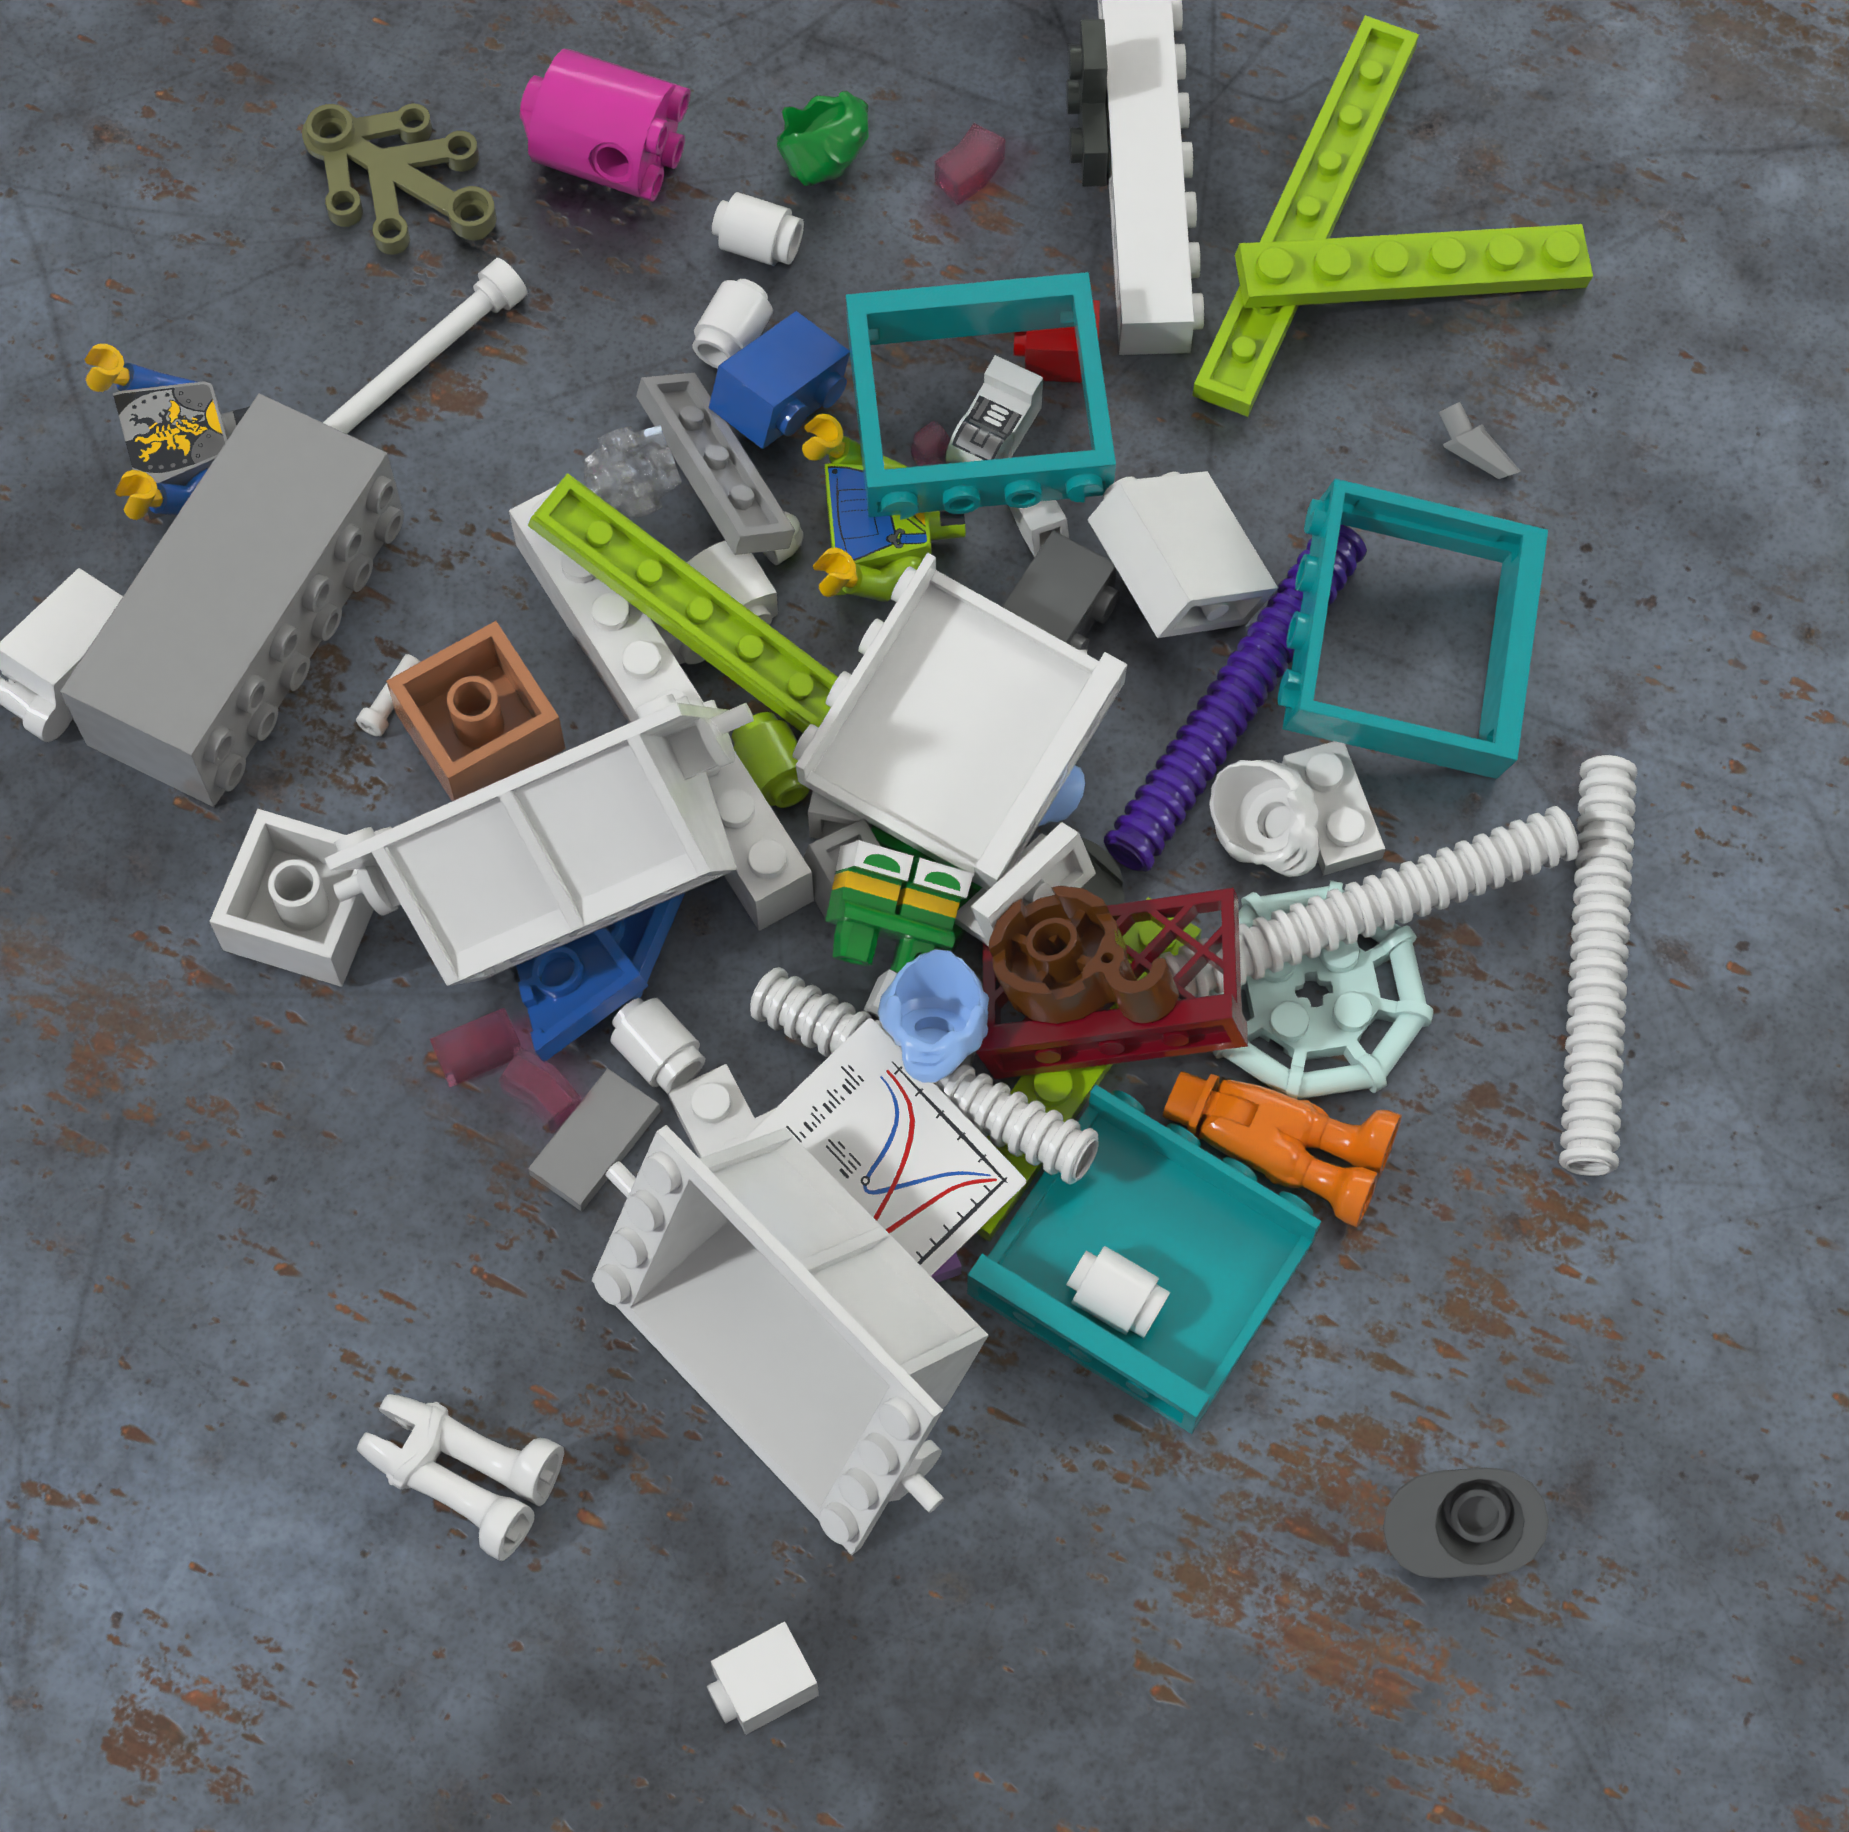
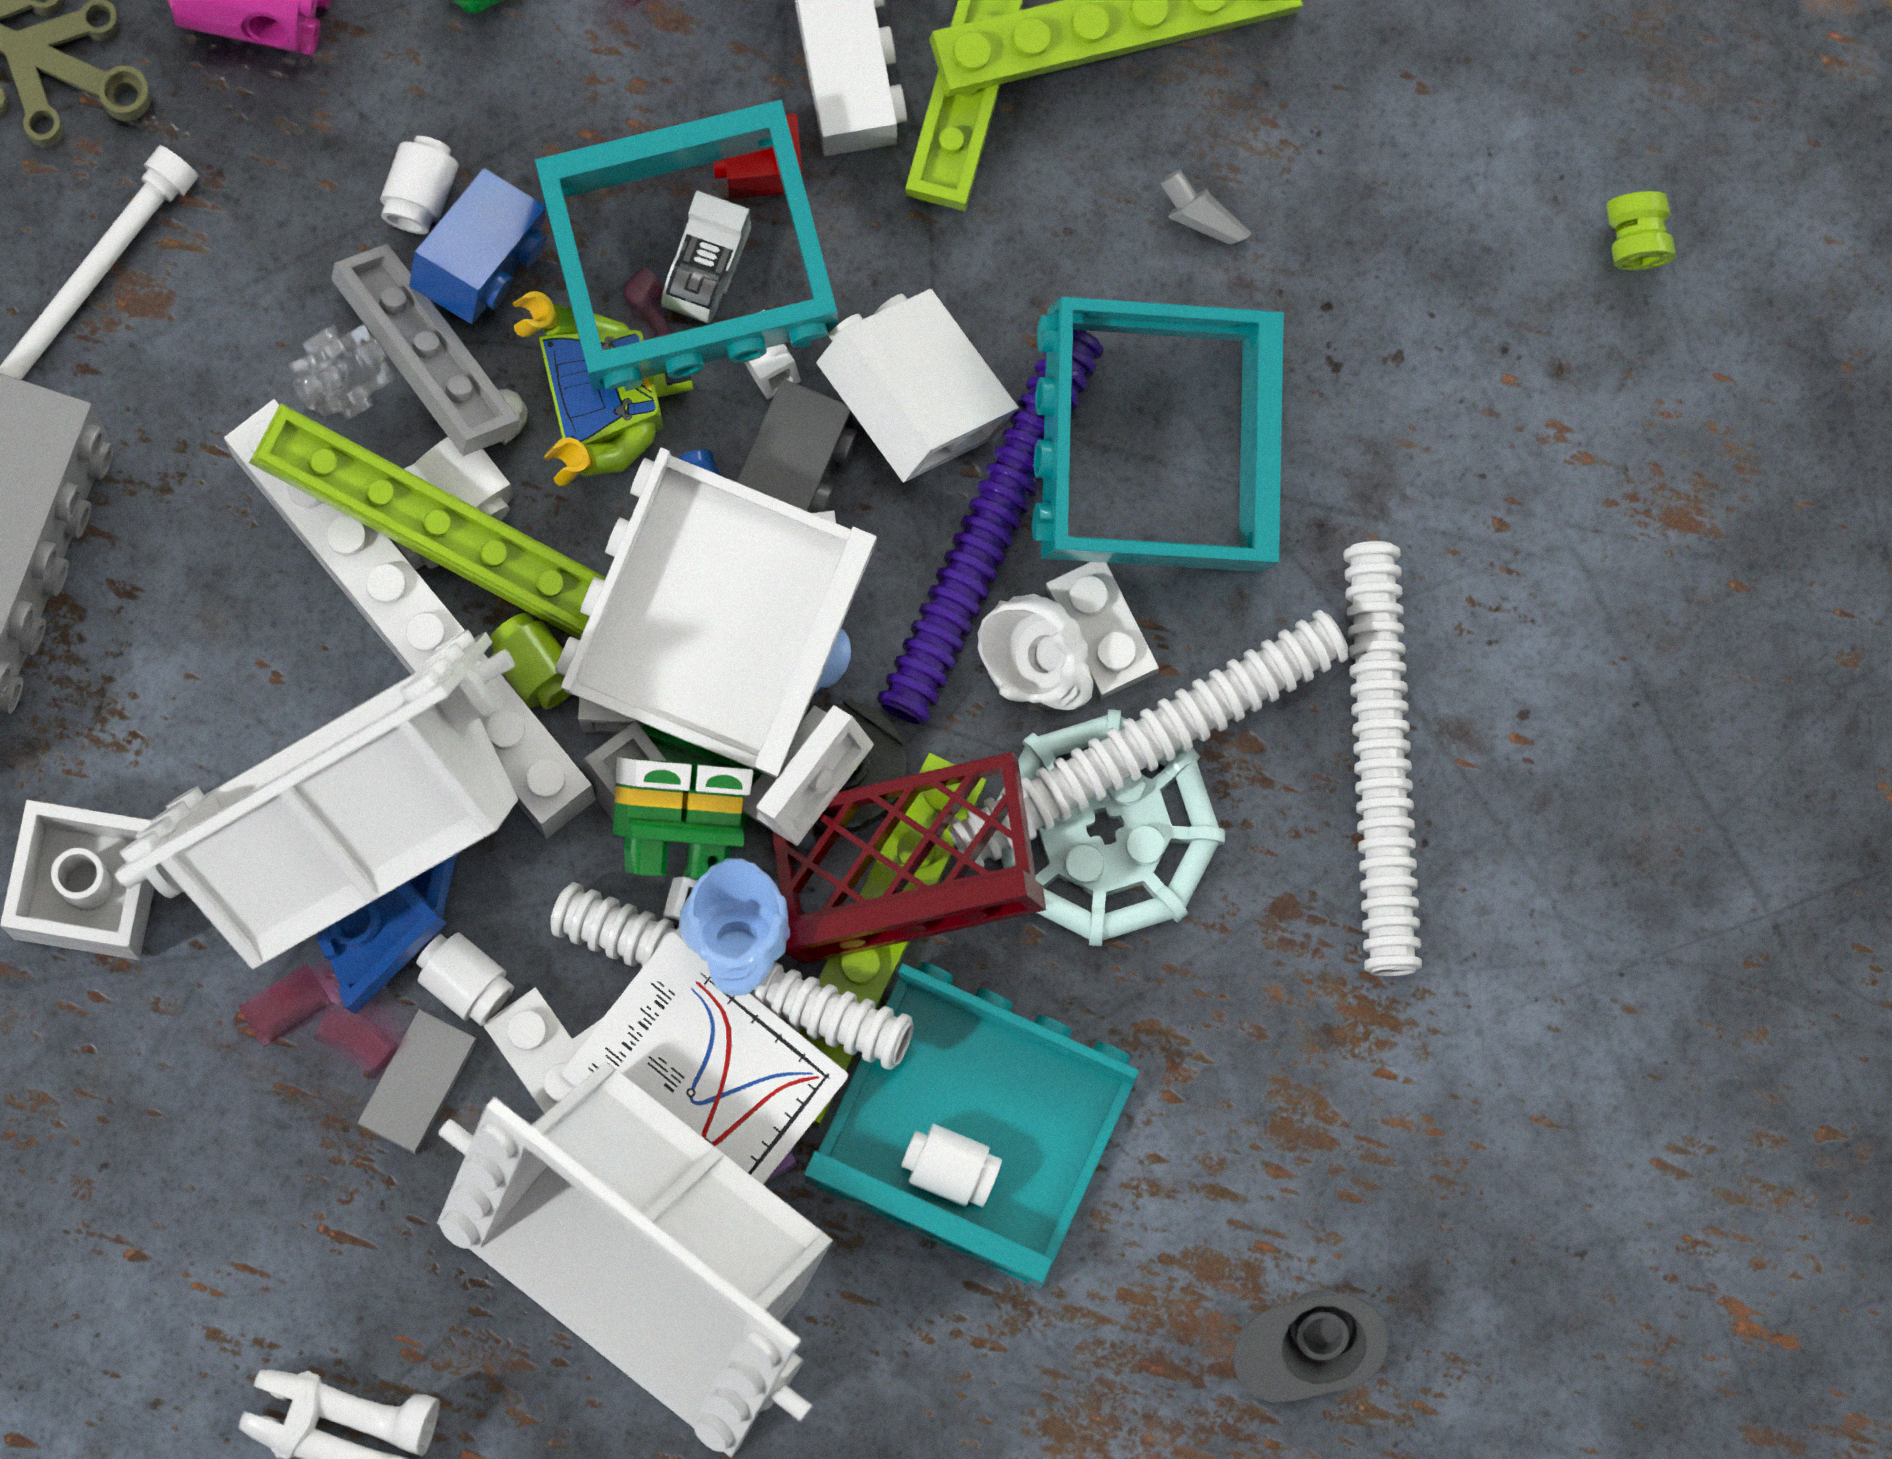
camera: 10 degrees left, 10 degrees up
(374, 718) = (122, 670): white piece -> none
(476, 712) = (227, 659): nougat brick -> none
(757, 229) = (428, 73): white brick -> none
(1070, 959) = (880, 861): reddish brown piece -> none
(1272, 1137) = (1082, 980): orange piece -> none

